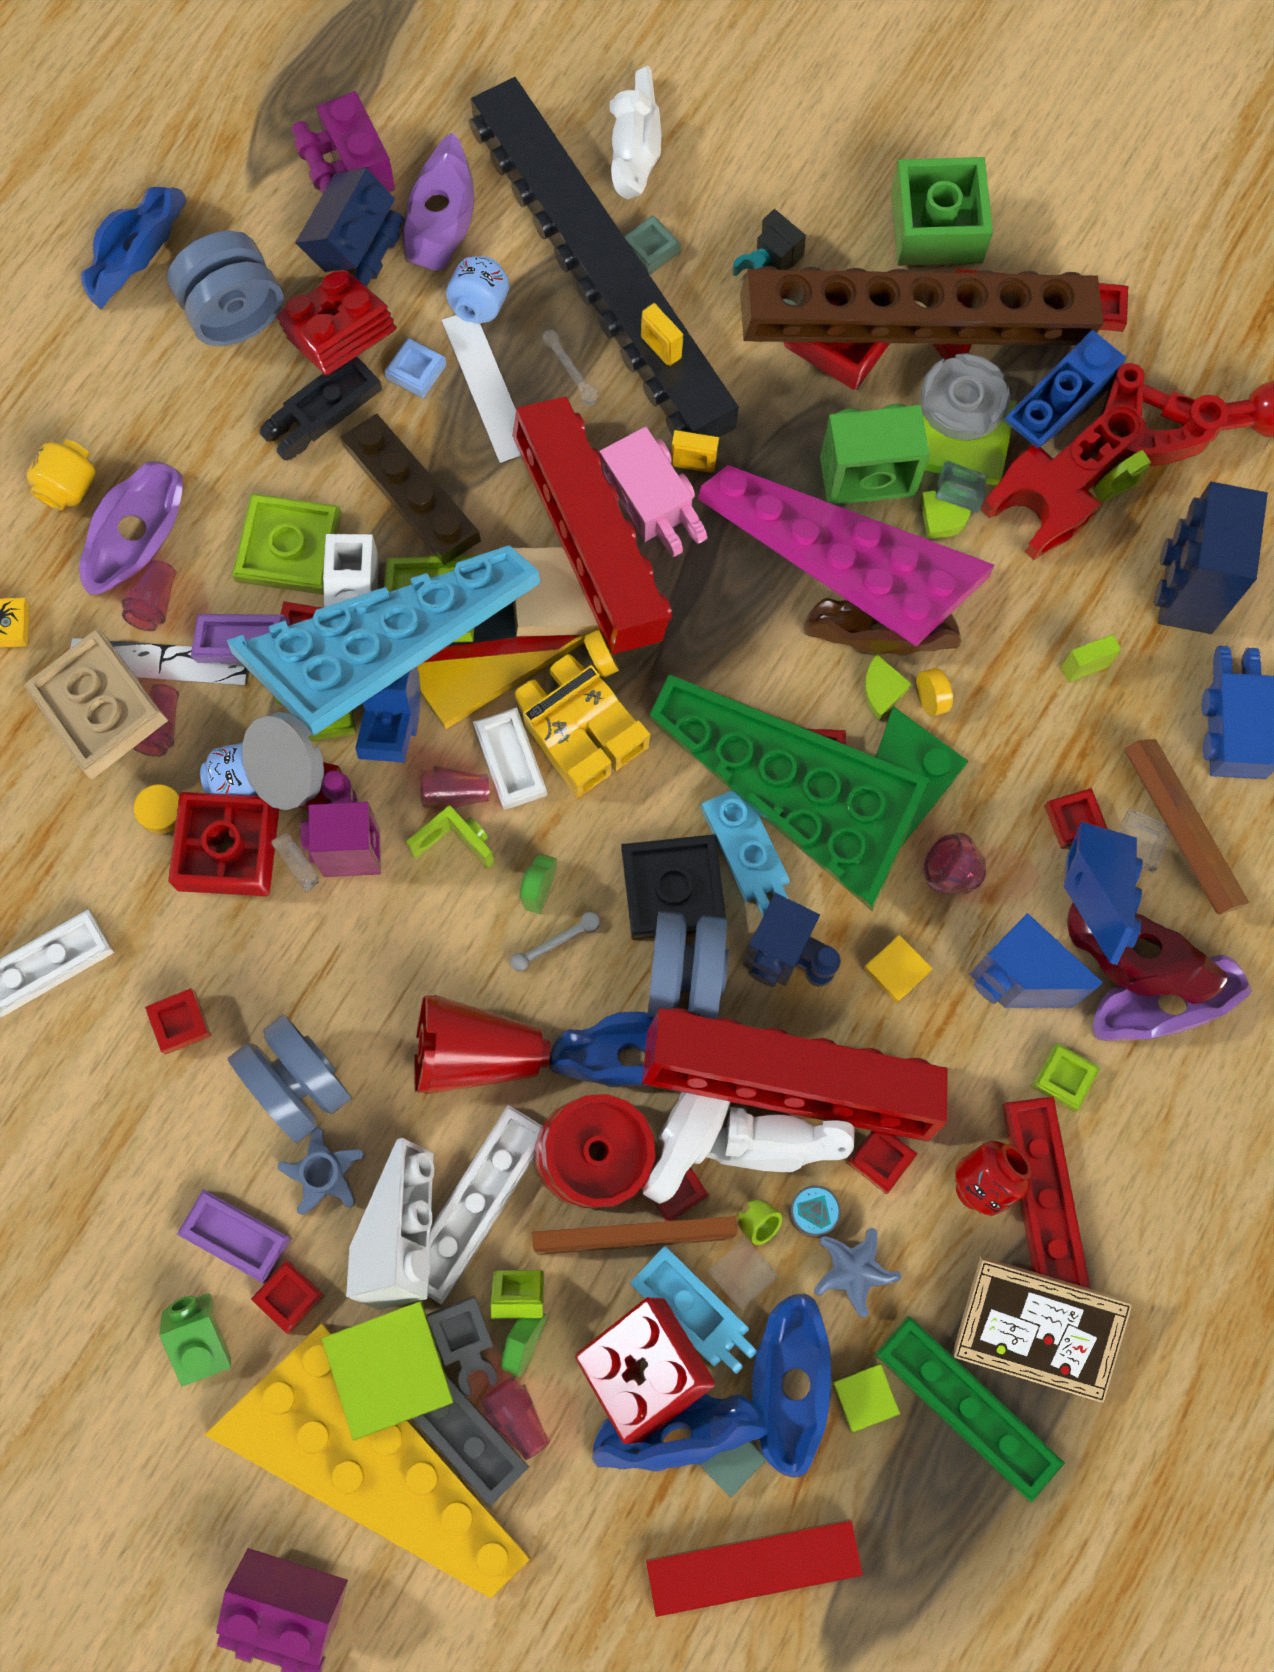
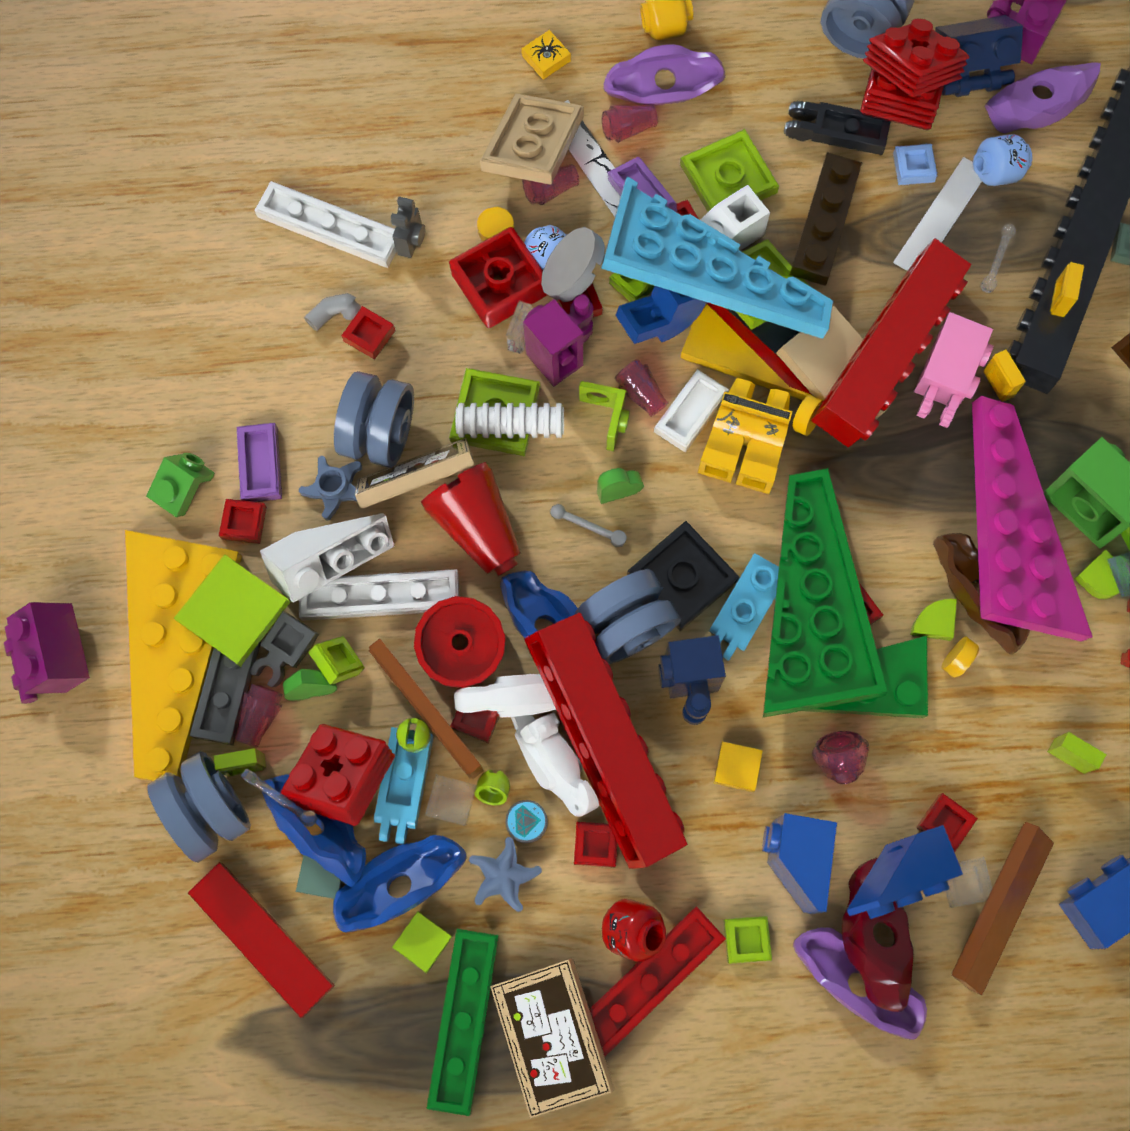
camera: 60 degrees right, 0 degrees up
(95, 899) = (409, 228): none -> dark grey plate
(115, 1039) = (331, 306): none -> light grey arm
(320, 284) = (916, 57): none -> red brick
(365, 951) = (494, 388): none -> lime tile
(380, 1076) = (413, 473): none -> tan tile
(393, 941) = (509, 420): none -> white piece
(556, 1470) = (236, 762): none -> lime tile
(579, 1553) = (198, 807): none -> sand blue wheel
(647, 1273) = (421, 738): none -> lime hinge
(666, 1433) = (307, 817): none -> clear hinge

